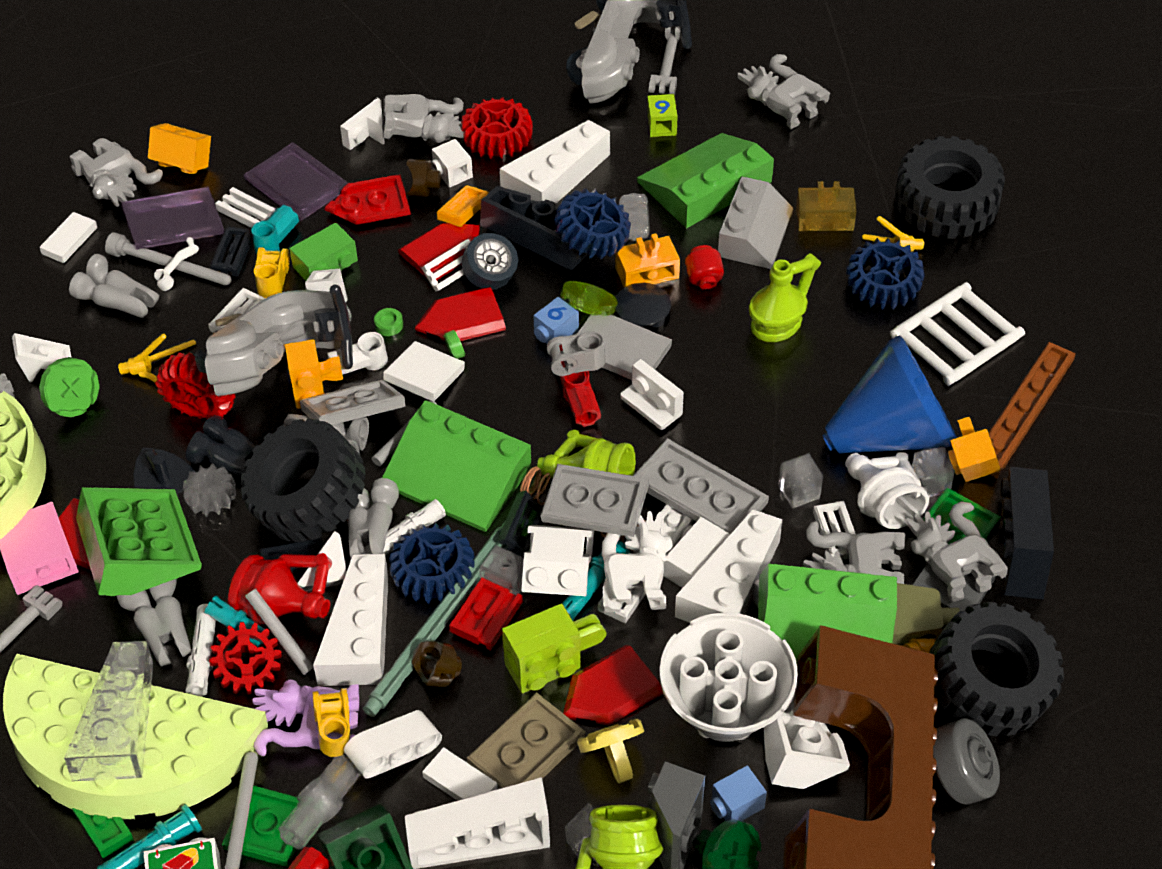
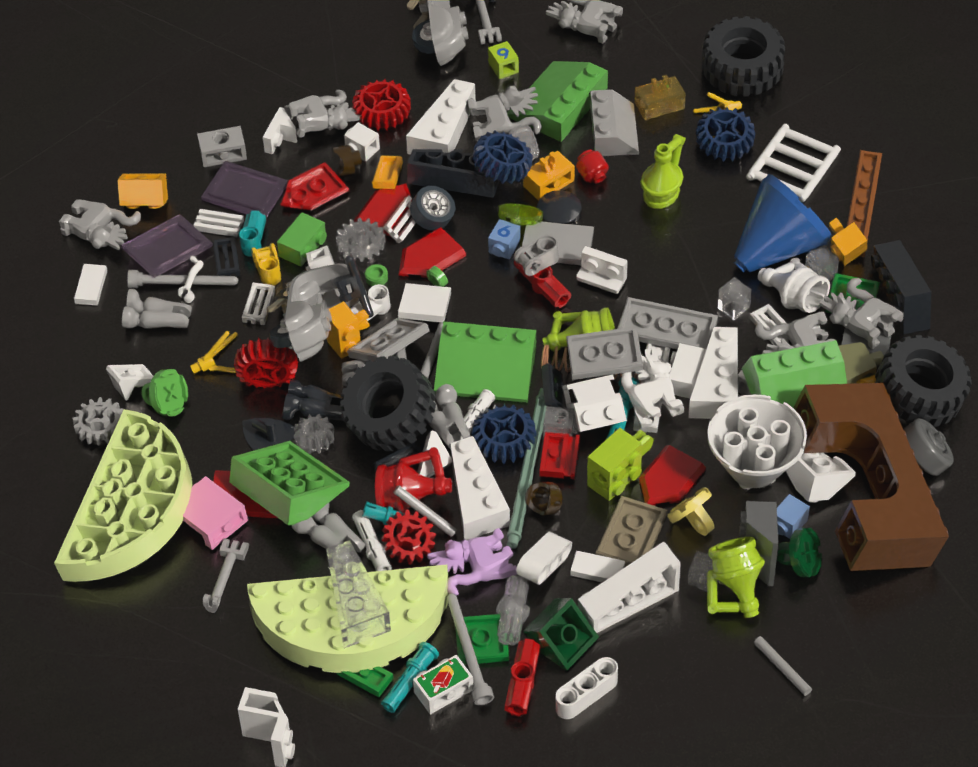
camera: 20 degrees left, 0 degrees up
(295, 124) = (222, 146): none -> light grey brick
(332, 715) = (497, 550): yellow piece -> none
(390, 274) = (360, 239): none -> clear gear
(620, 171) = (496, 109): none -> light grey animal

